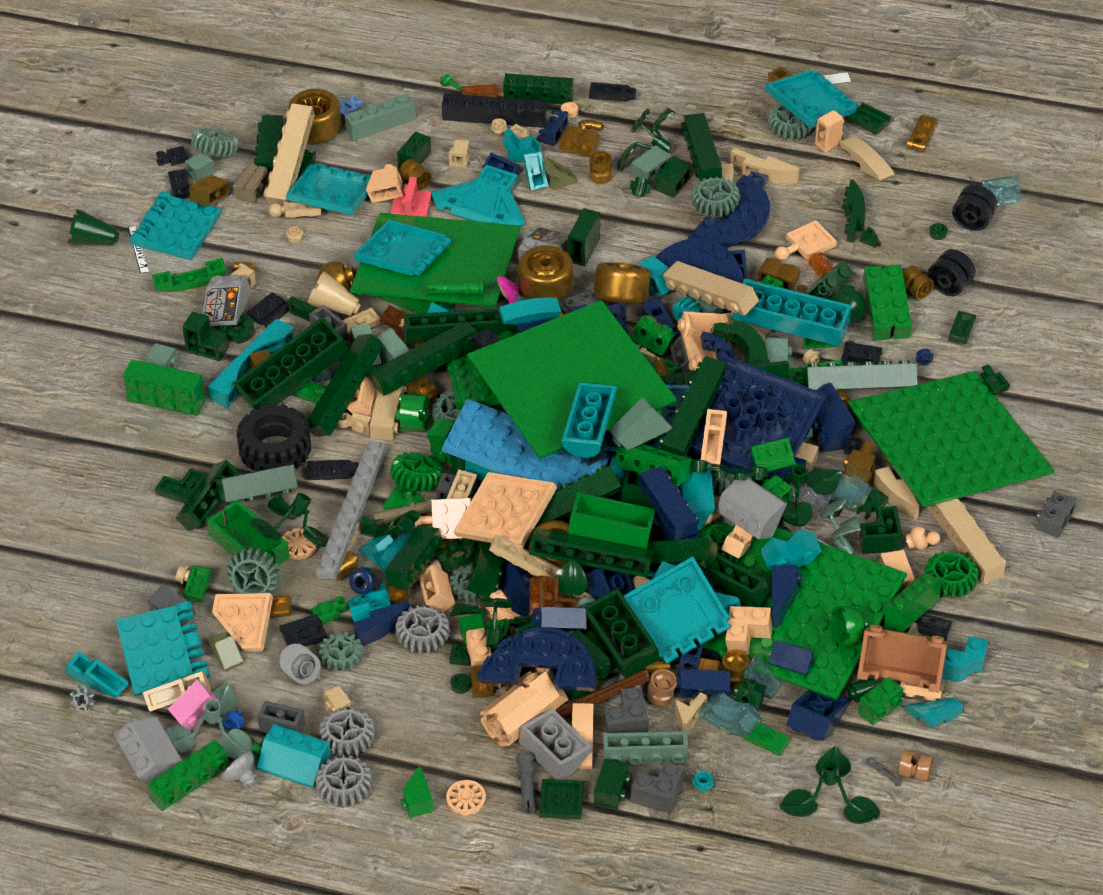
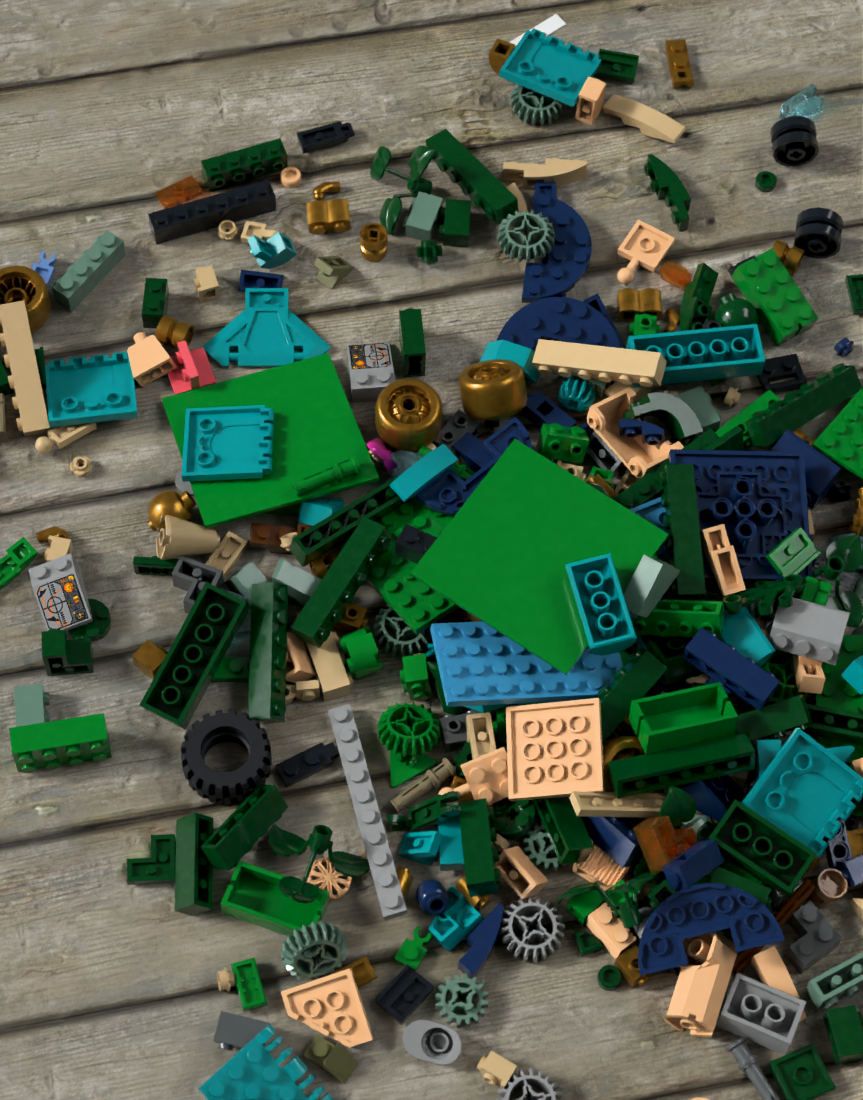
camera: 30 degrees left, 15 degrees up
(269, 309) = (112, 580): black plate -> none
(272, 338) = (144, 619): teal arch -> none
(447, 80) = (132, 190): green hand -> none
(535, 171) = (305, 275): slope -> none
(554, 128) = (288, 208): dark blue hinge -> none
(869, 237) = (701, 218): dark green tile -> none

